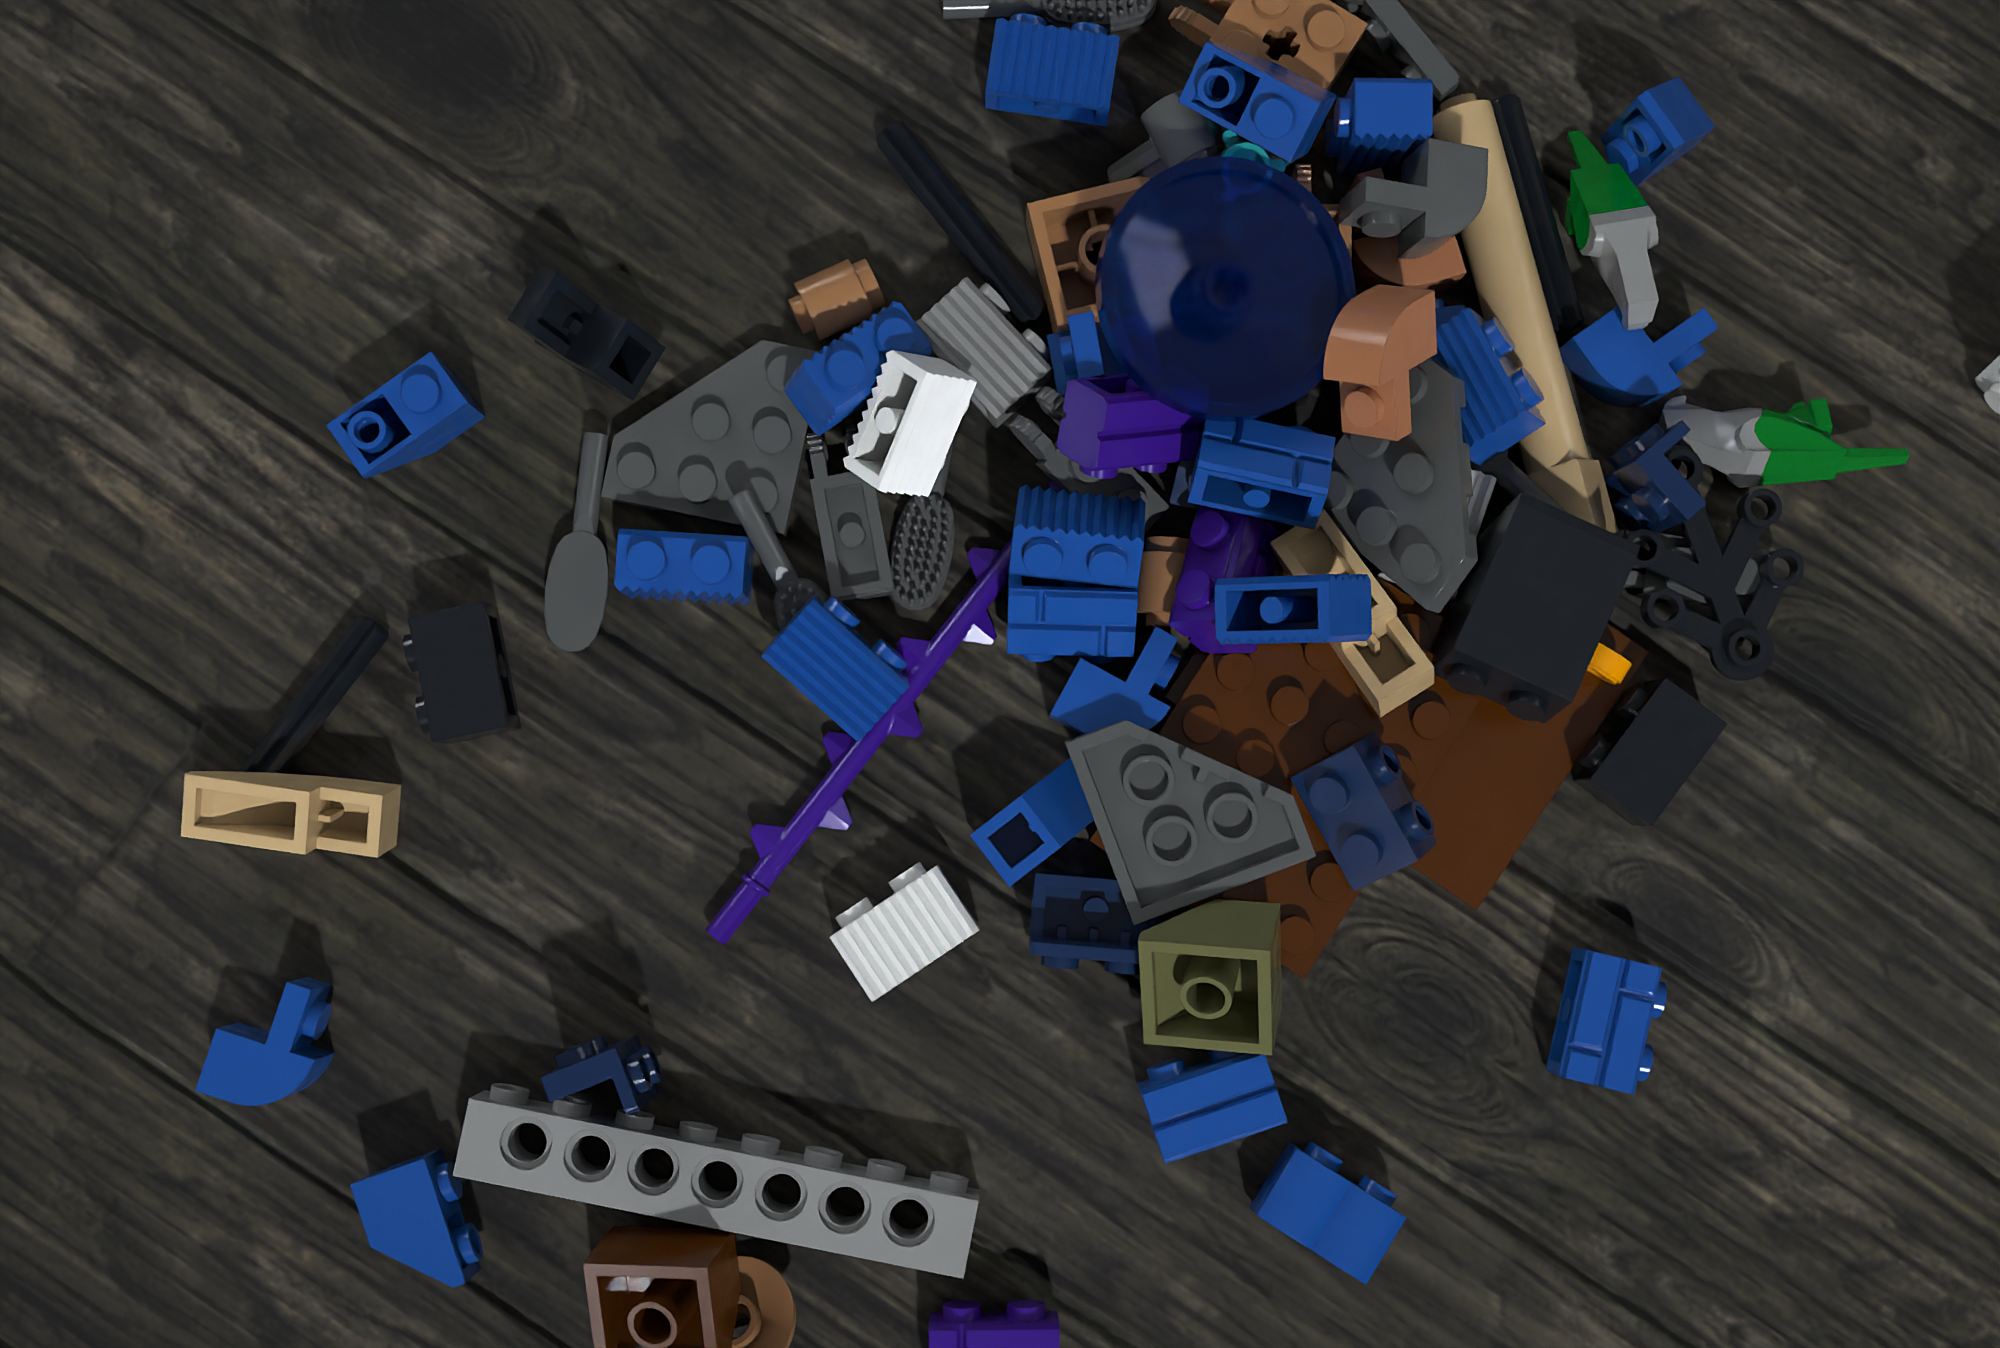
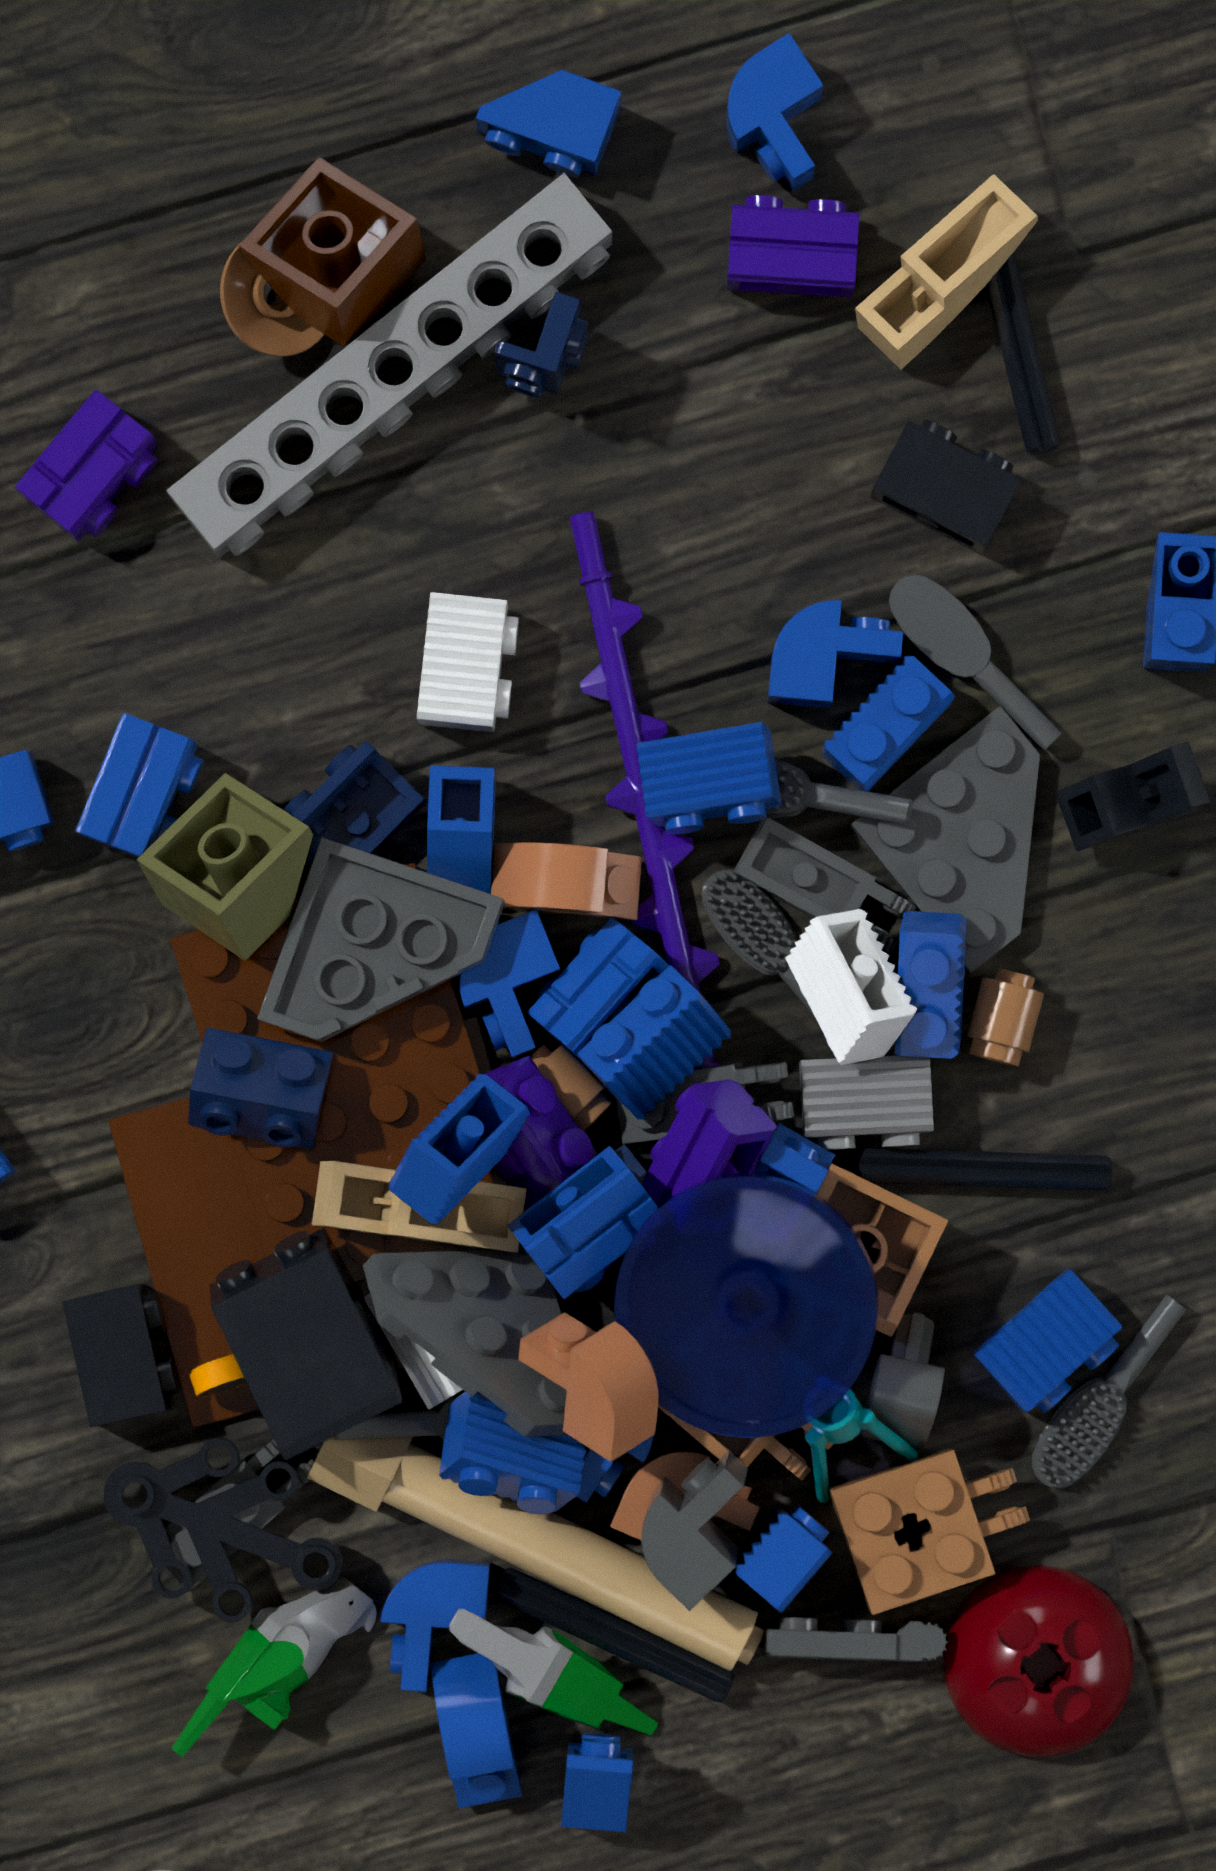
camera: 135 degrees right, 0 degrees up
(370, 945) = (793, 248): none -> dark purple brick
(674, 675) = (808, 650): none -> blue brick
(1008, 712) = (566, 879): none -> nougat brick
(1257, 100) = (874, 1462): blue slope -> none
(1647, 485) = (315, 1519): dark blue bracket -> none
(1699, 252) = (475, 1730): none -> blue brick

